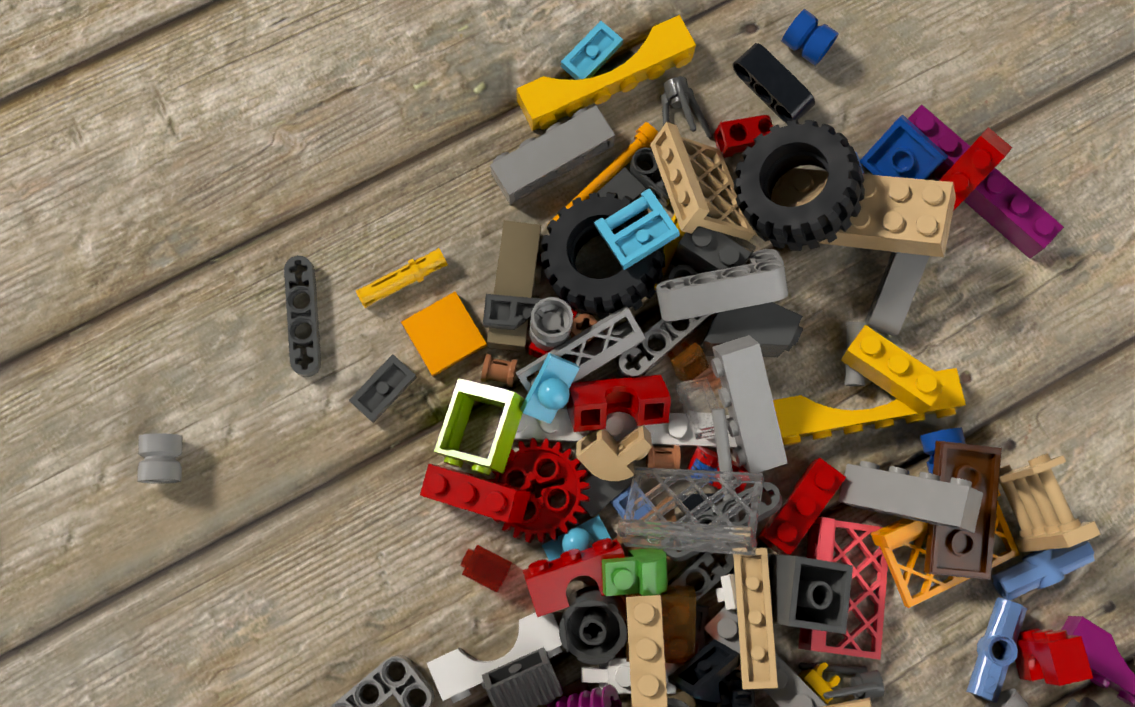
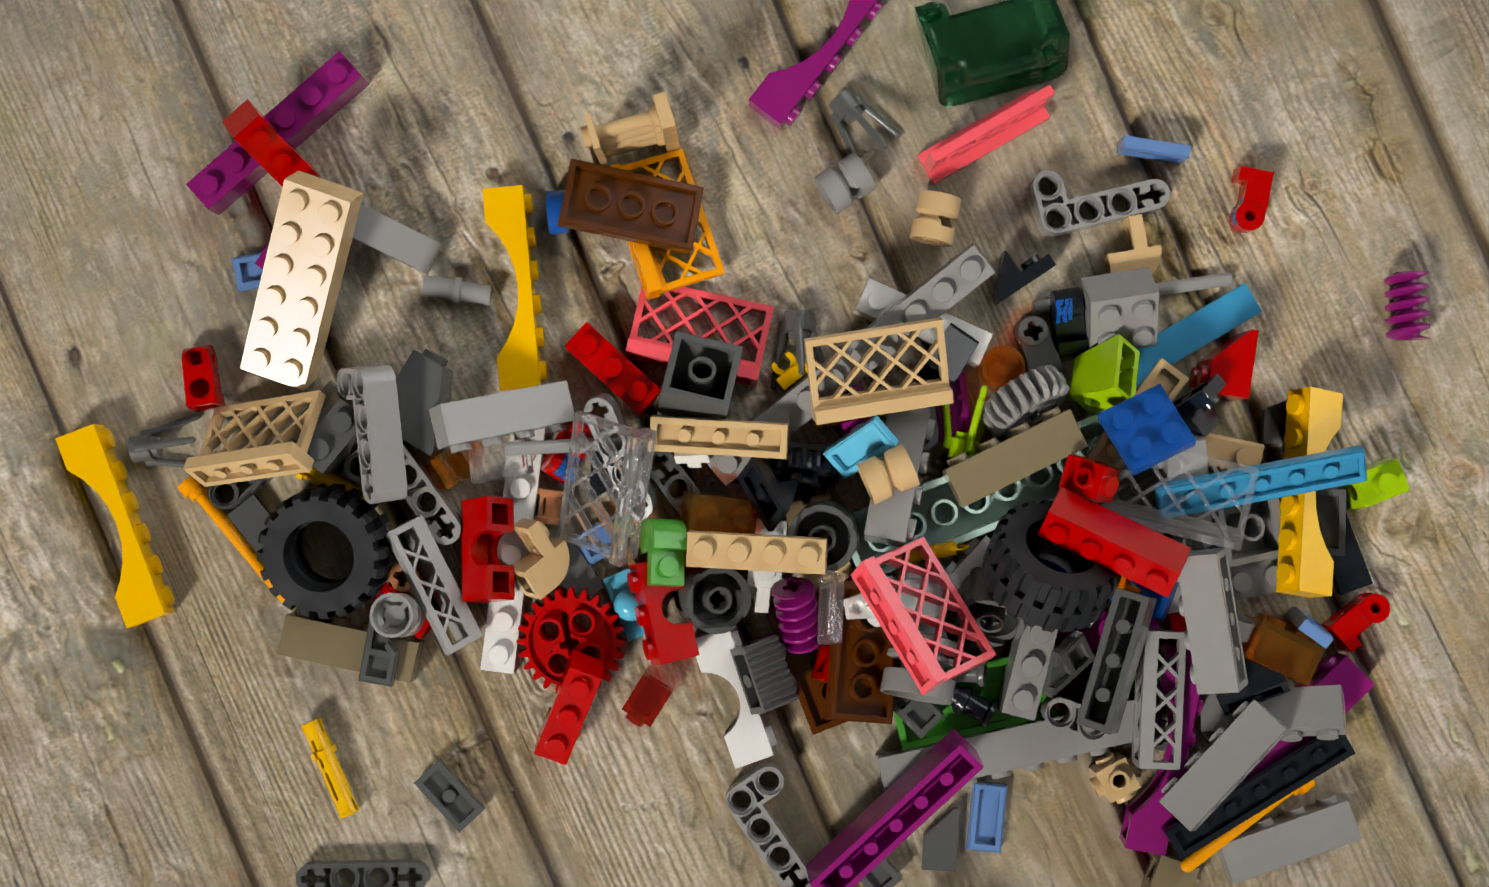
camera: 80 degrees left, 10 degrees up
(444, 333) = (396, 726): light orange tile -> none
(457, 418) = (490, 719): lime window -> none
(499, 370) = (441, 671): nougat bush -> none
(550, 388) = (466, 620): medium azure tile -> none
(552, 154) = (205, 593): light grey brick -> none
(592, 52) = (89, 538): medium azure plate -> none
(641, 236) = (312, 513): medium azure plate -> none
(773, 83) = (144, 340): black beam -> none
(790, 148) = (240, 365): black tyre -> none
(809, 37) = (93, 294): blue wheel -> none
(894, 370) = (479, 258): yellow brick -> none
(904, 153) = (242, 210): blue tile -> none
(912, 497) = (612, 260): light grey brick -> none
(988, 671) = (754, 177): medium blue piece -> none
(1041, 569) = (697, 127): medium blue piece -> none
(1052, 657) = (784, 142): red arch -> none

